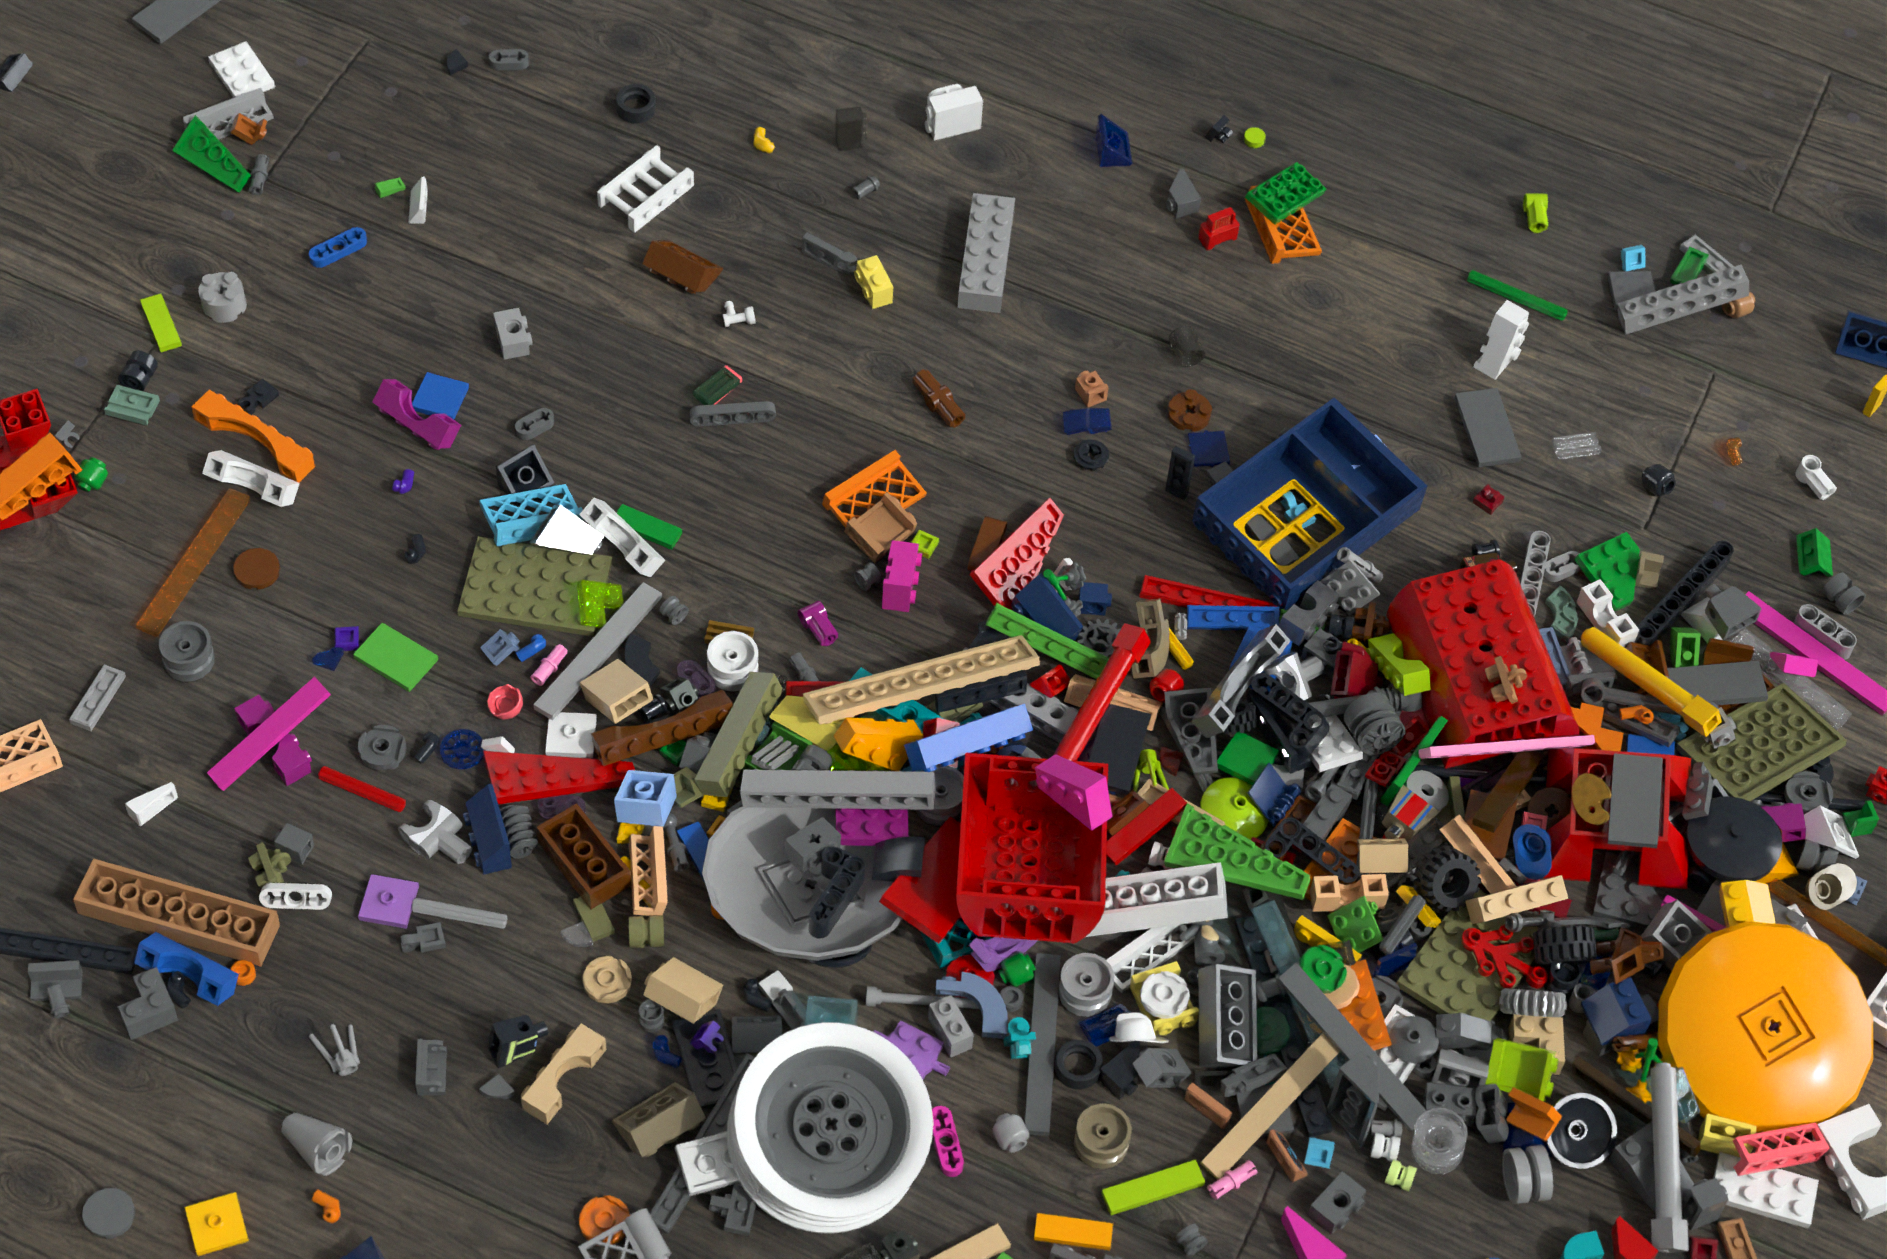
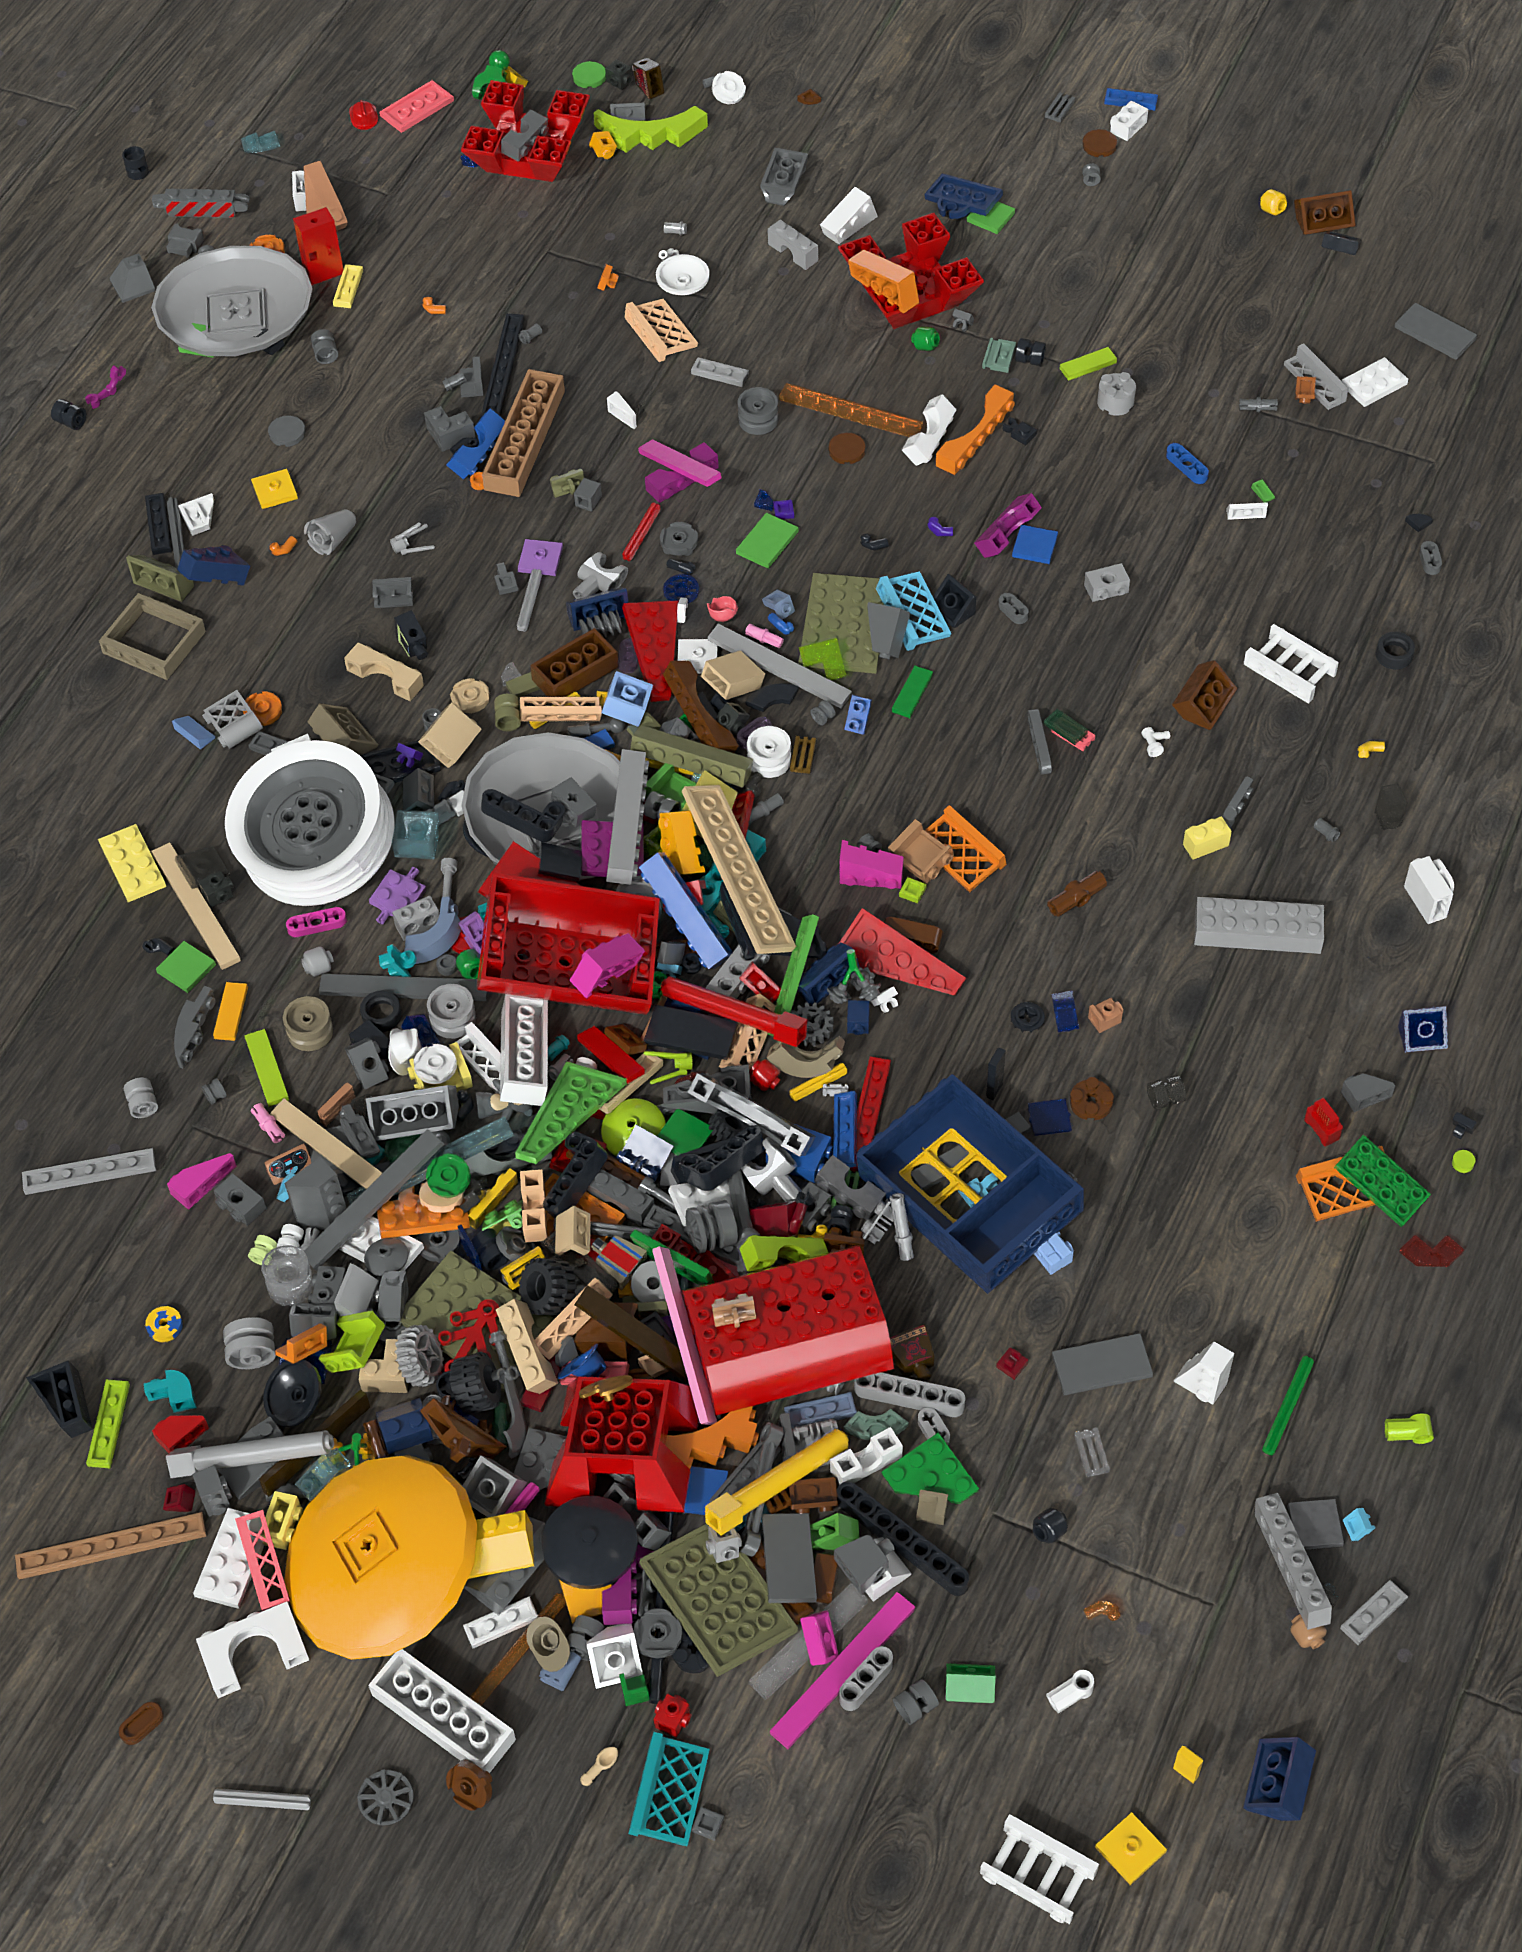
camera: 95 degrees right, 0 degrees up
(208, 153) = (1269, 368): green wing -> none
(303, 889) = (541, 500): white beam -> none
(497, 1089) = (376, 635): dark grey tile -> none
(632, 545) = (906, 654): white arch -> none
(663, 1053) = (403, 733): clear blue arm -> none
(683, 572) = (858, 714): none -> hips
(772, 751) = (674, 780): light grey tile -> none
(816, 619) = (822, 810): magenta piece -> none
(1354, 179) = (1423, 1255): none -> clear red tile
(1402, 924) = (495, 1243): dark grey axle -> none
(1491, 547) = (943, 1354): black bush -> none
(1635, 800) = (603, 1423): dark grey tile -> none
(1638, 712) = (744, 1474): orange arm -> none
(1689, 266) = (1355, 1584): green tile -> none
(1698, 793) = (638, 1507): dark grey hinge -> none

